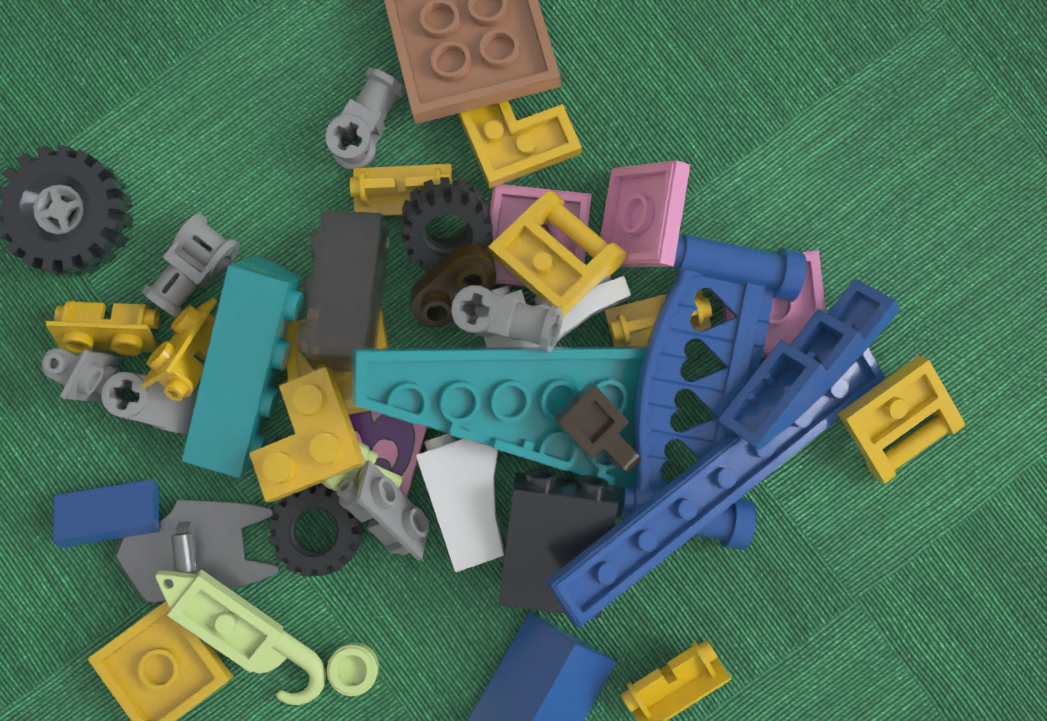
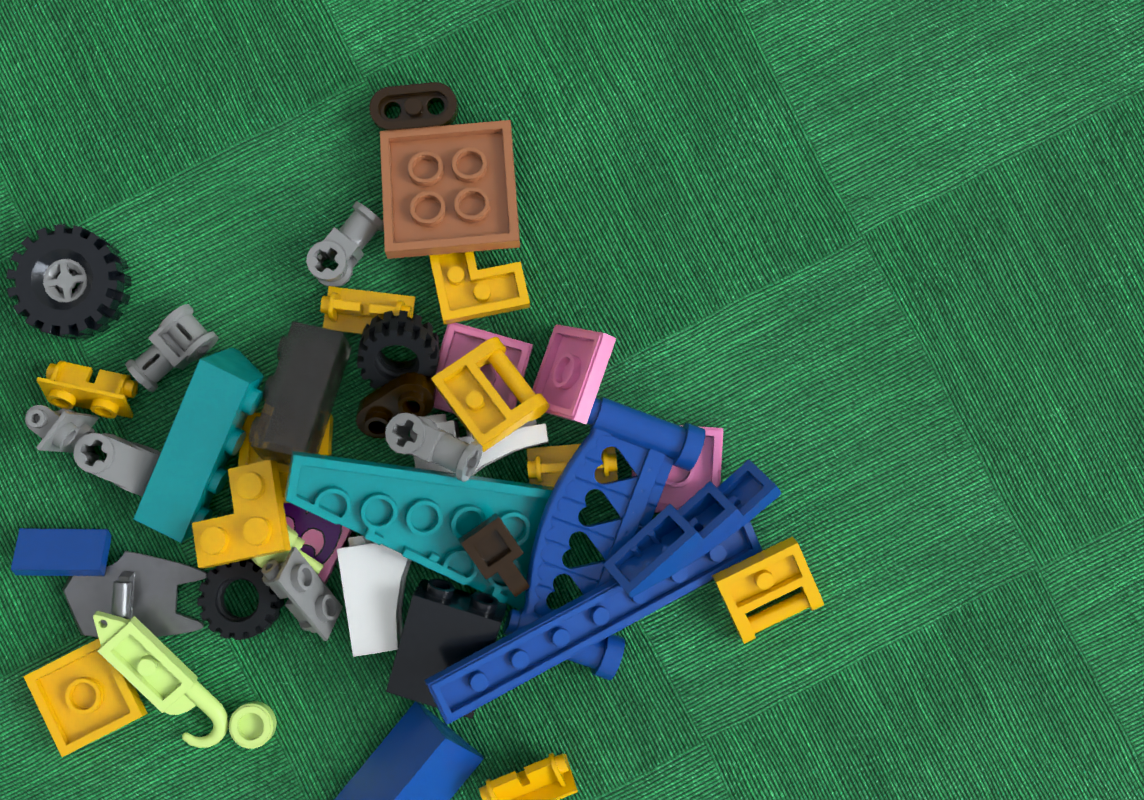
camera: 15 degrees right, 0 degrees up
(174, 361) = (141, 431): yellow hinge -> none

